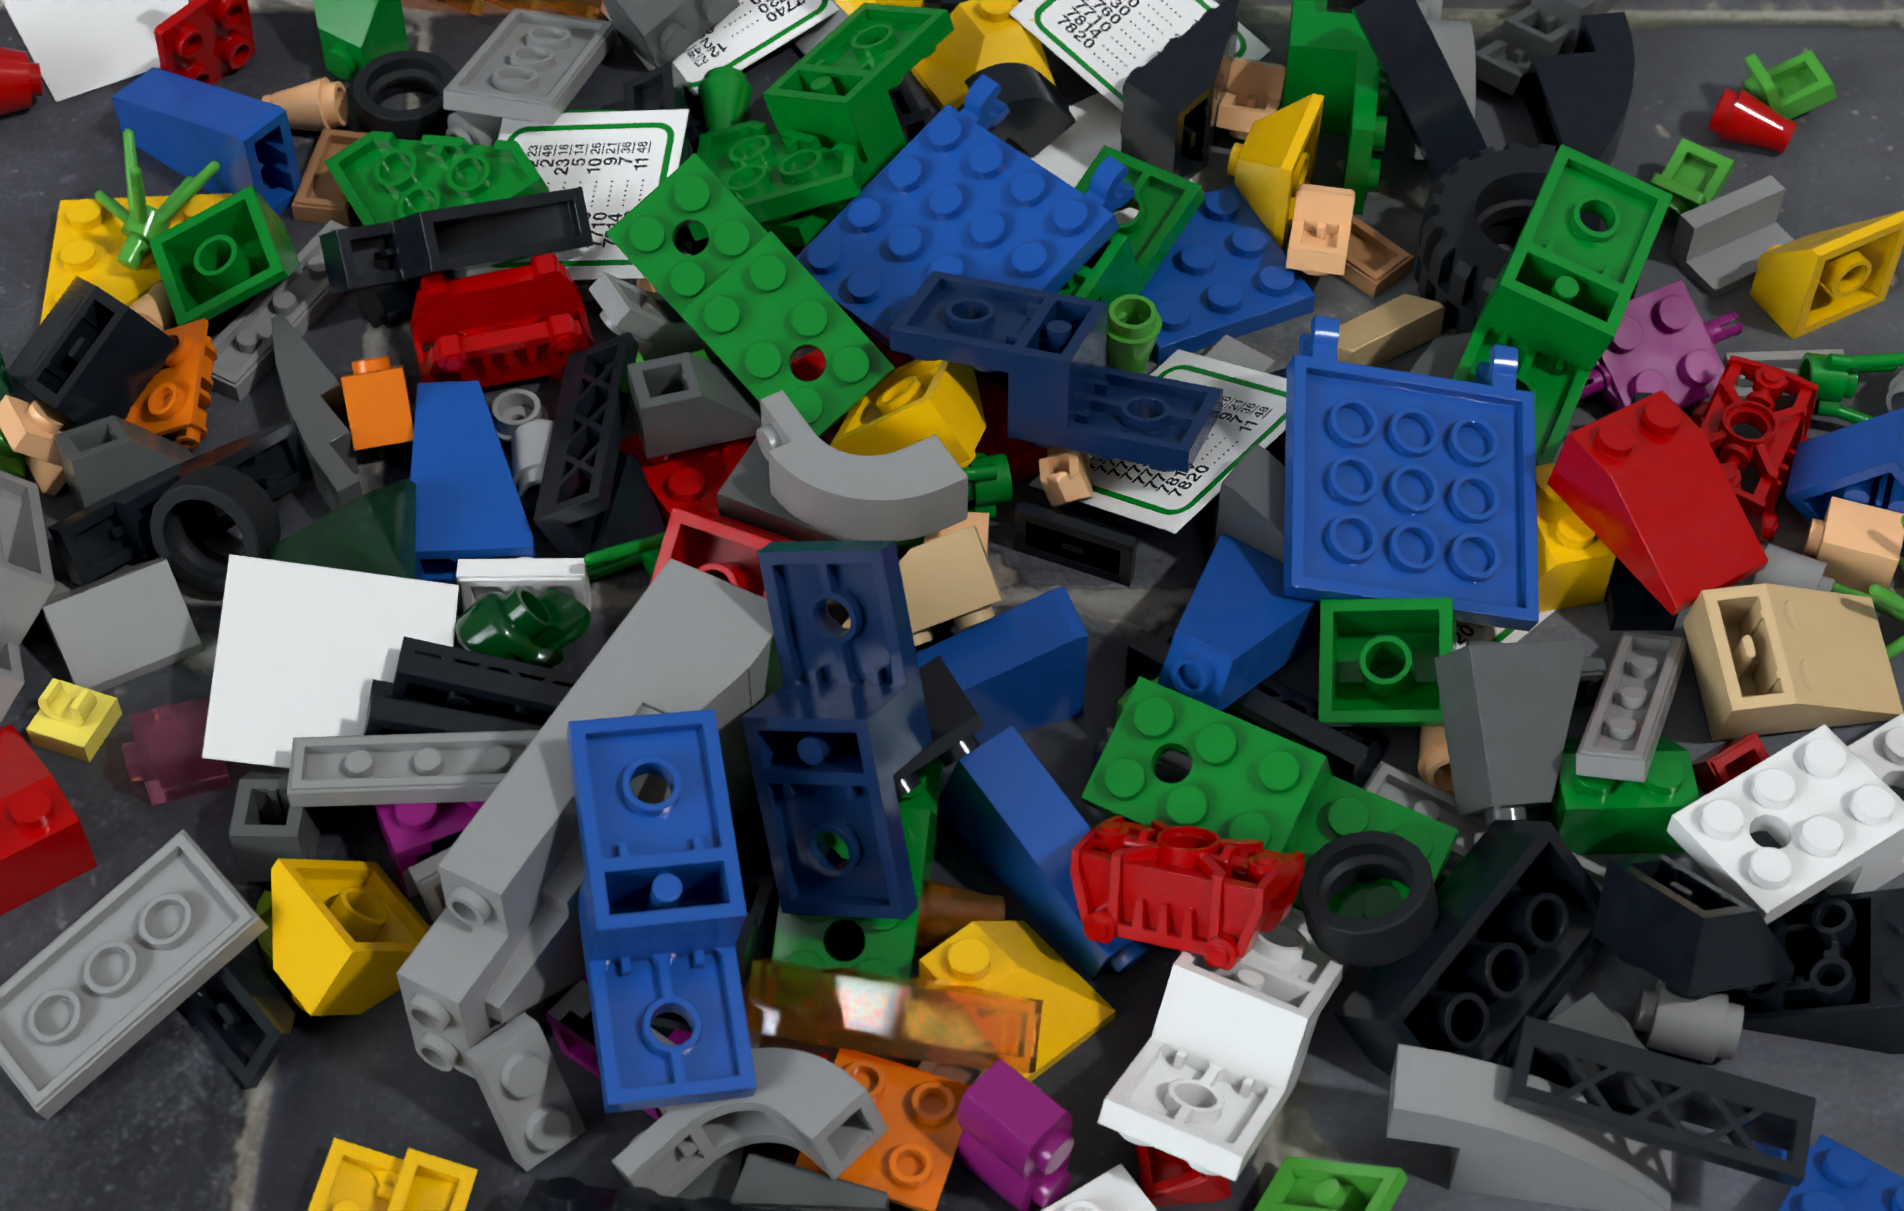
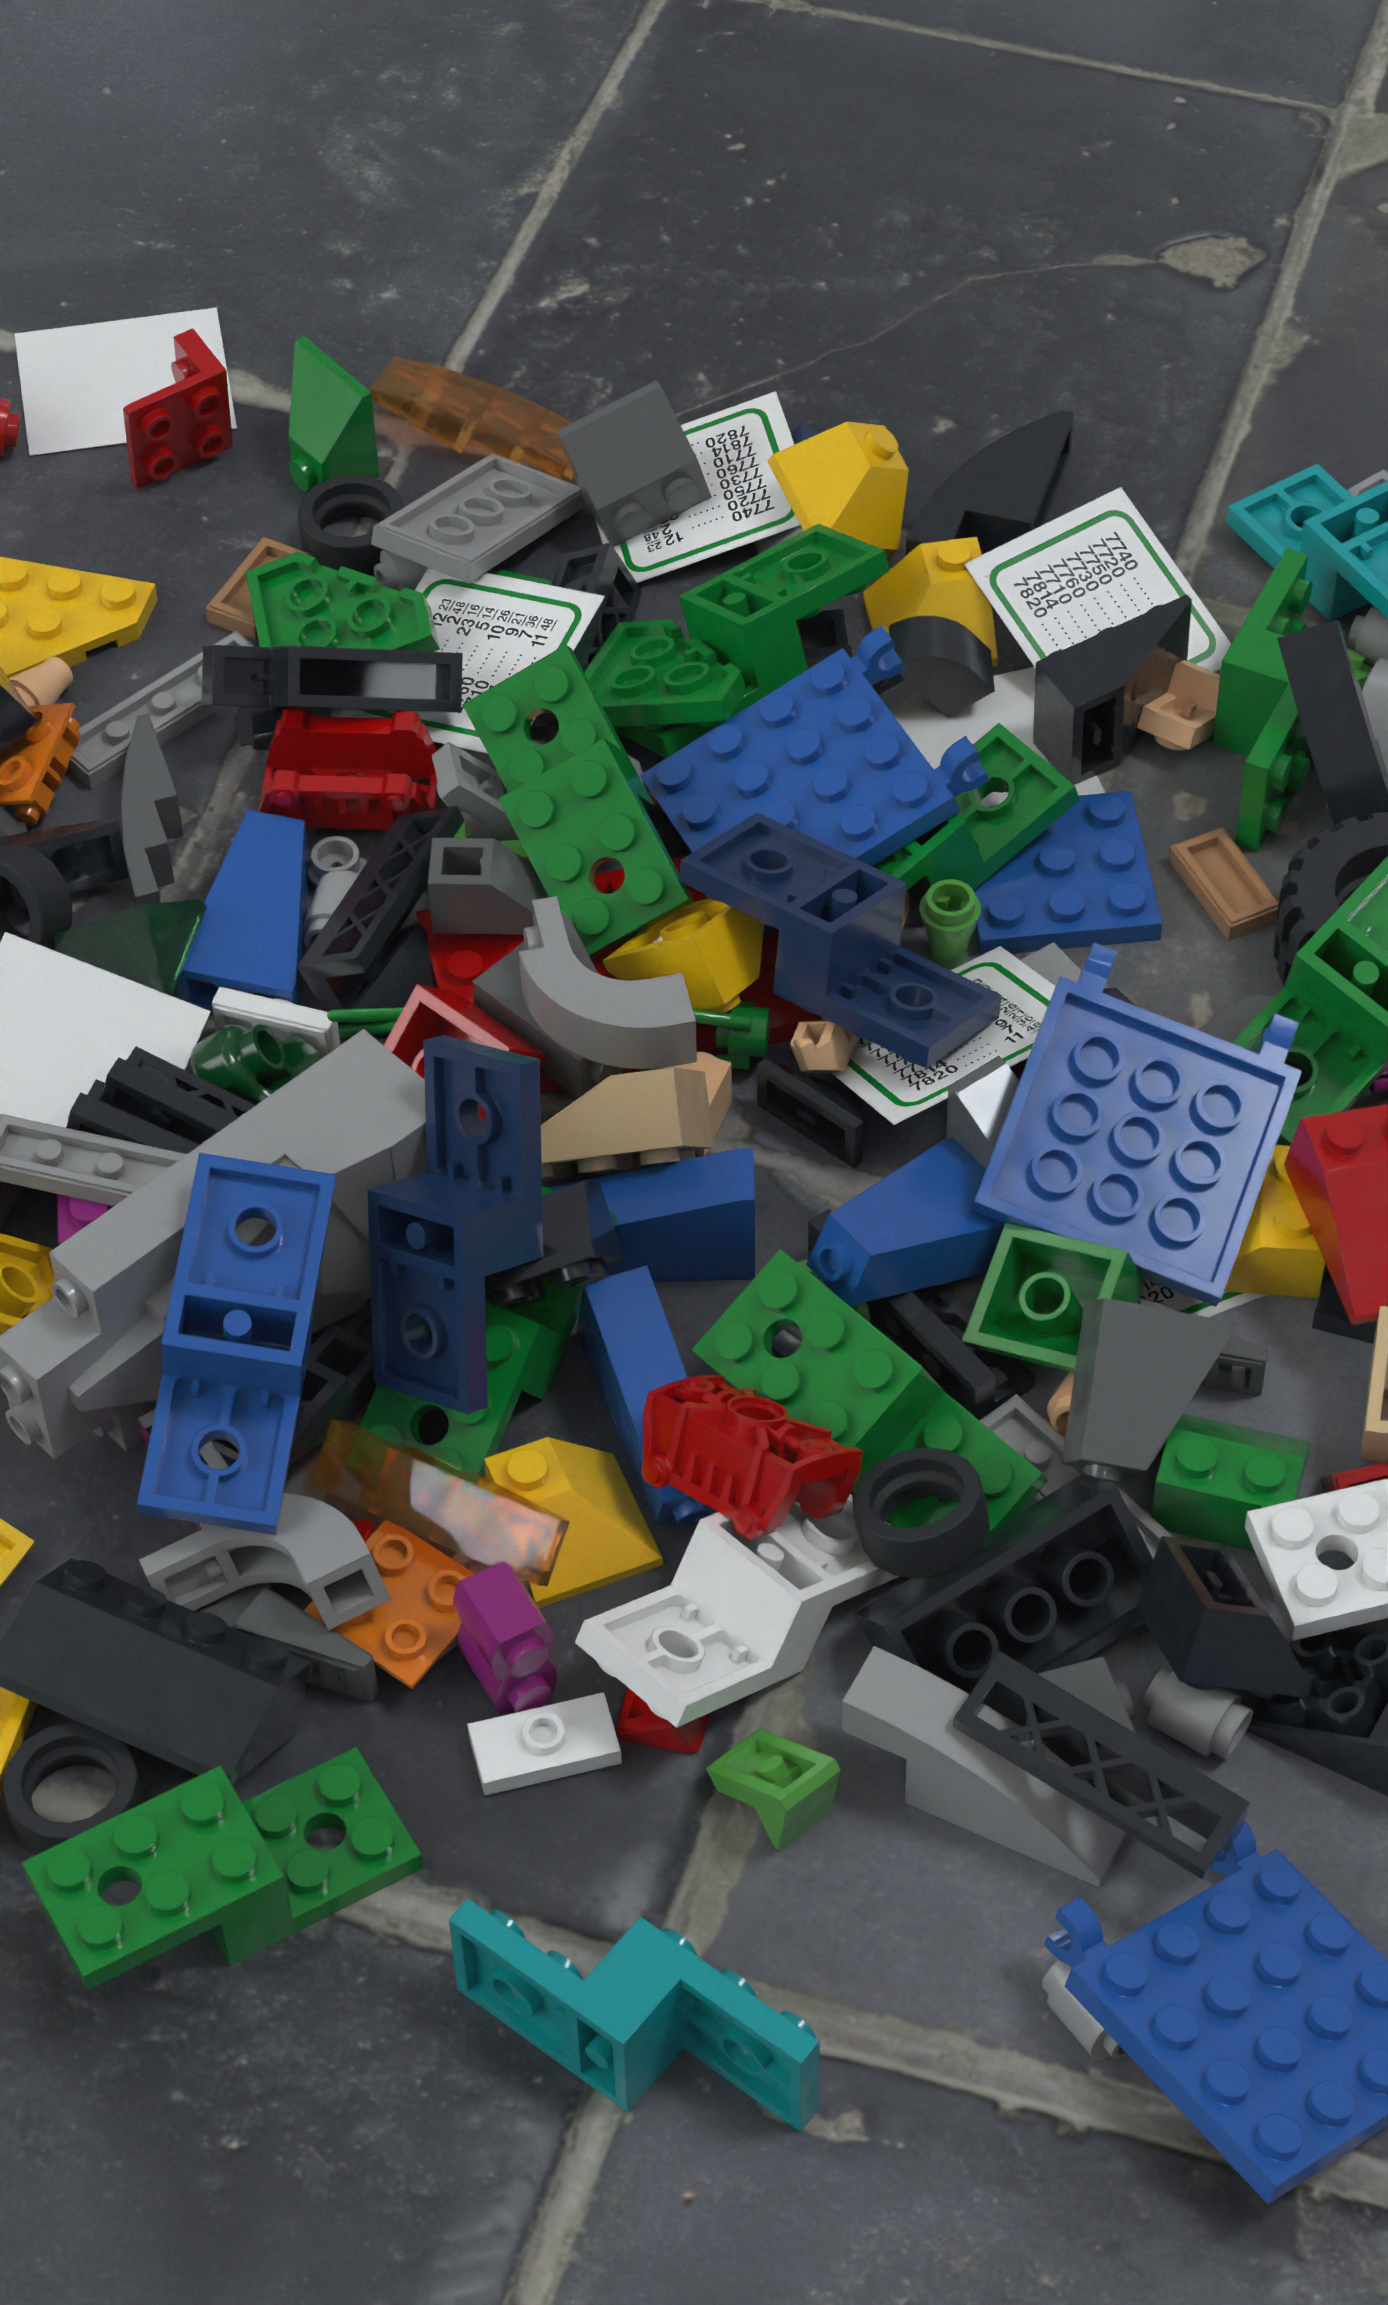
camera: 20 degrees right, 0 degrees up
(144, 221) = (57, 600): bright green plant -> none
(198, 123) = (153, 527): blue slope -> none
(223, 256) = (114, 645): green slope -> none
(314, 105) = (257, 512): light nougat cone -> none
(377, 403) = (206, 818): orange slope -> none
(525, 1091) = (92, 1481): light grey plate -> none
(724, 97) = (657, 590): green cone -> none
(951, 908) = (540, 1418): clear orange cone -> none
(1276, 161) = (1179, 785): yellow slope -> none
(1320, 230) = (1188, 860): light nougat bracket -> none
(1389, 330) = (1213, 979): tan slope -> none
(1631, 707) = (1273, 1402): light grey tile -> none

